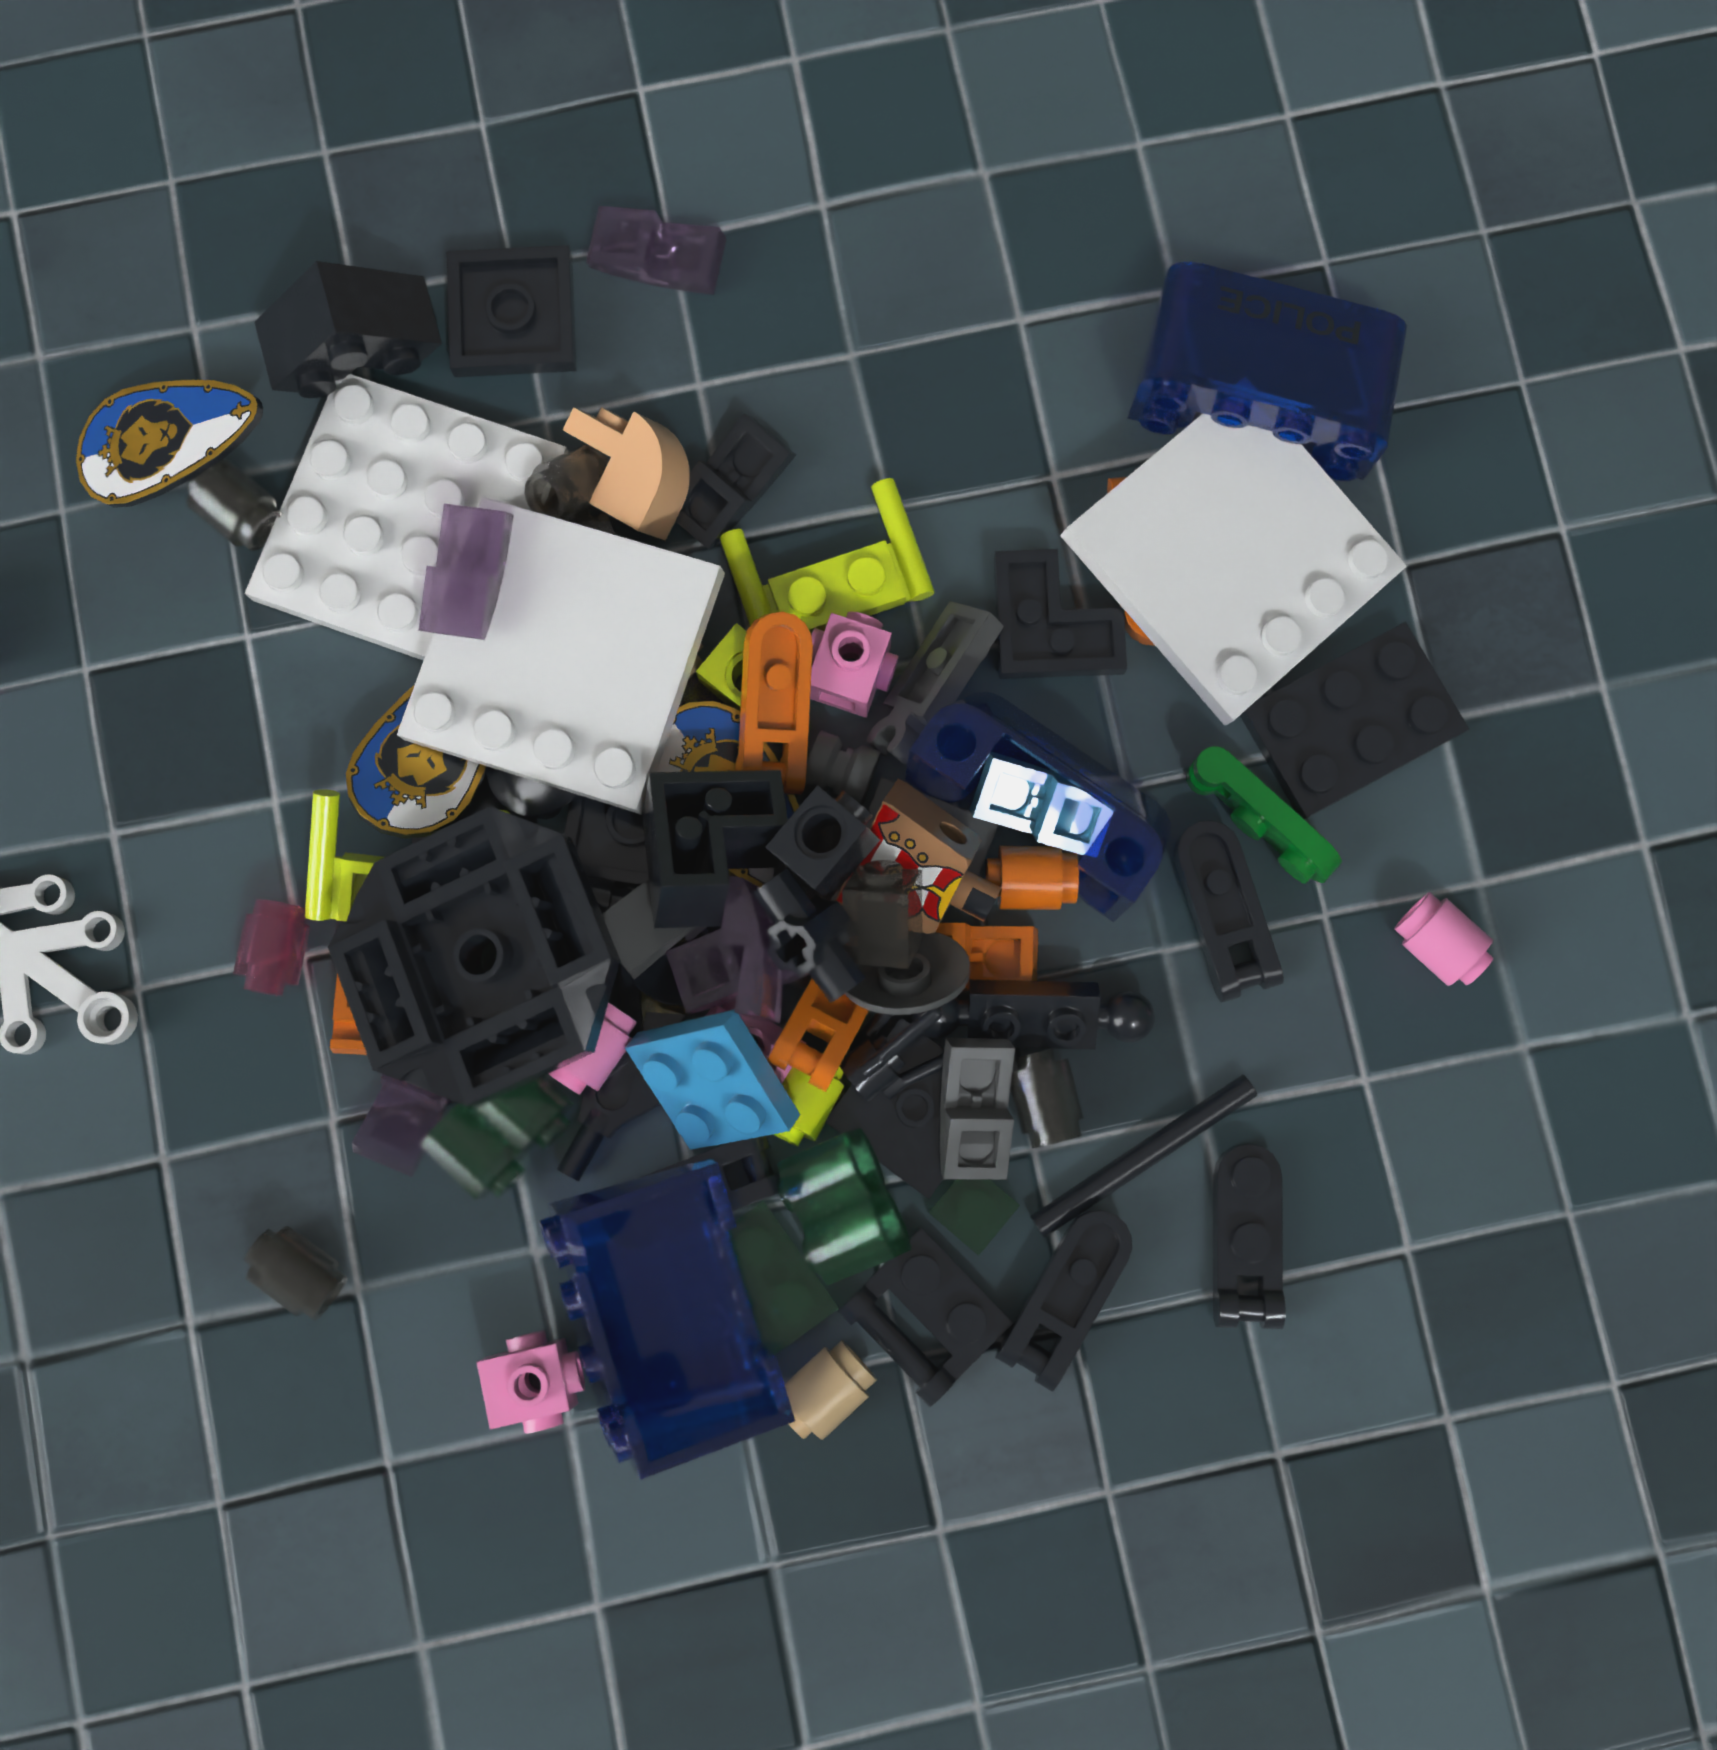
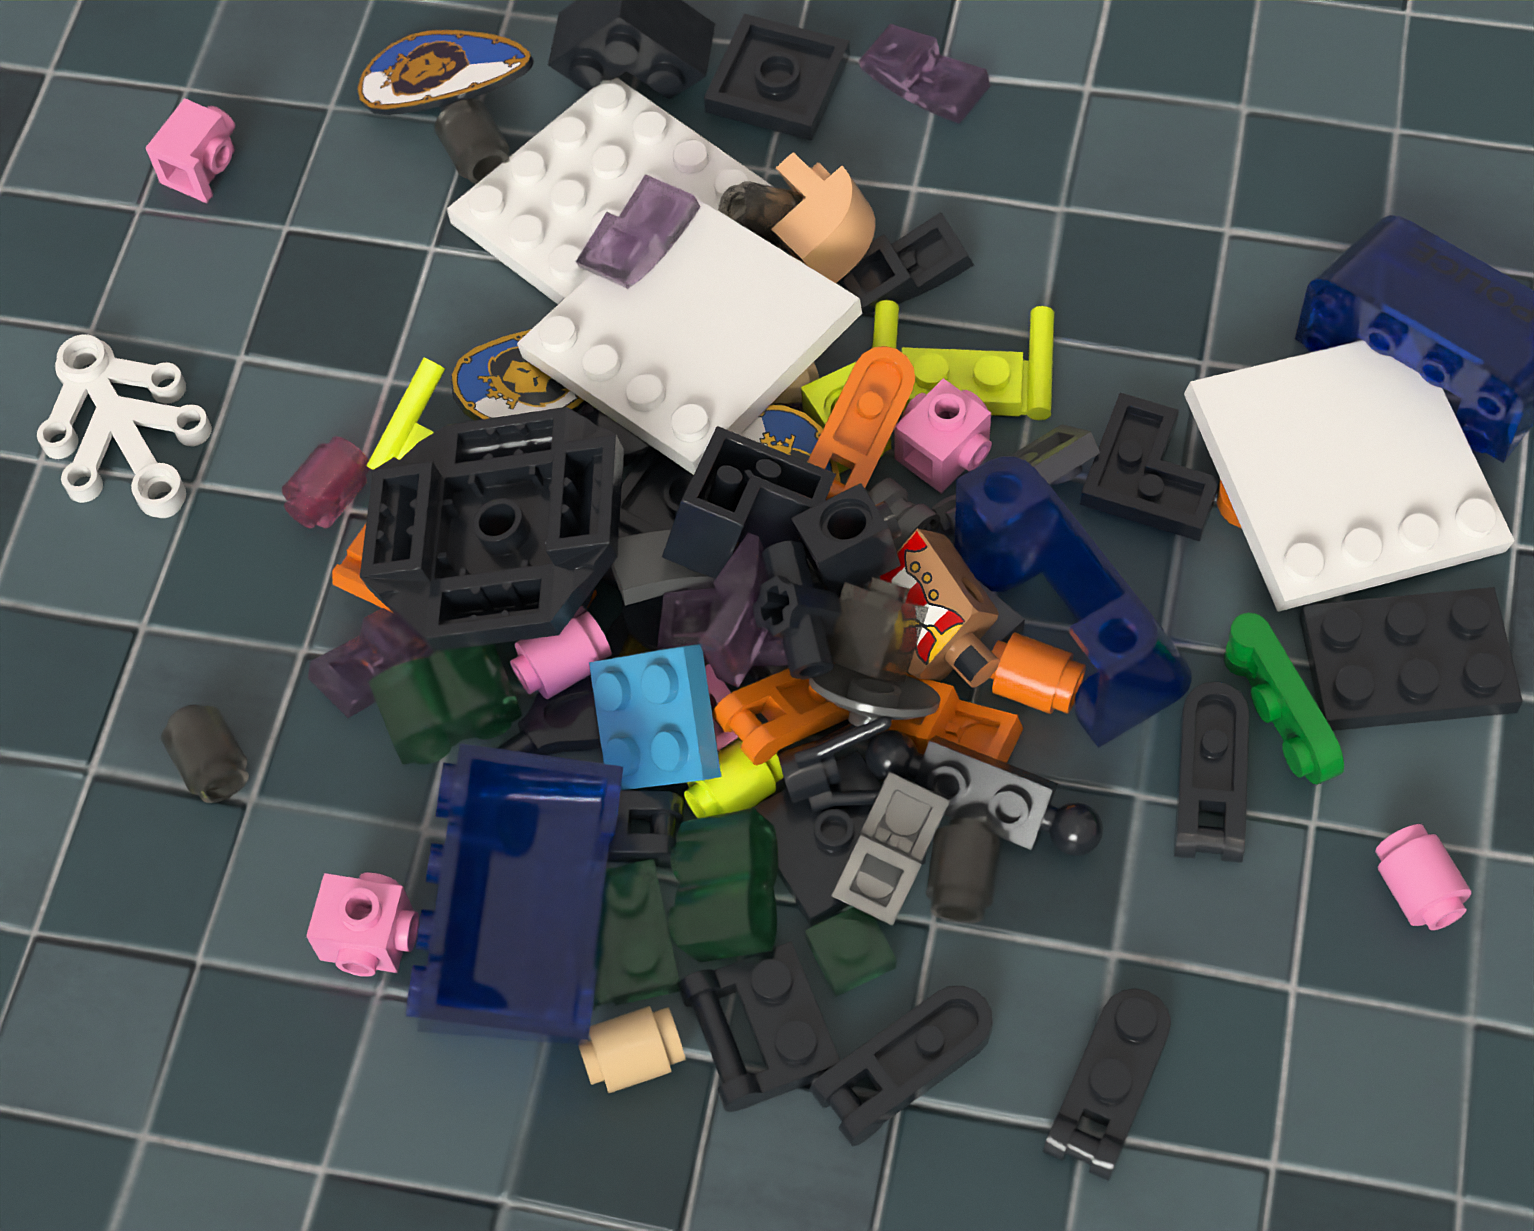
camera: 30 degrees right, 20 degrees down
(1038, 803) = (1058, 599): slope -> none
(1143, 1155) = (1043, 965): black bar -> none

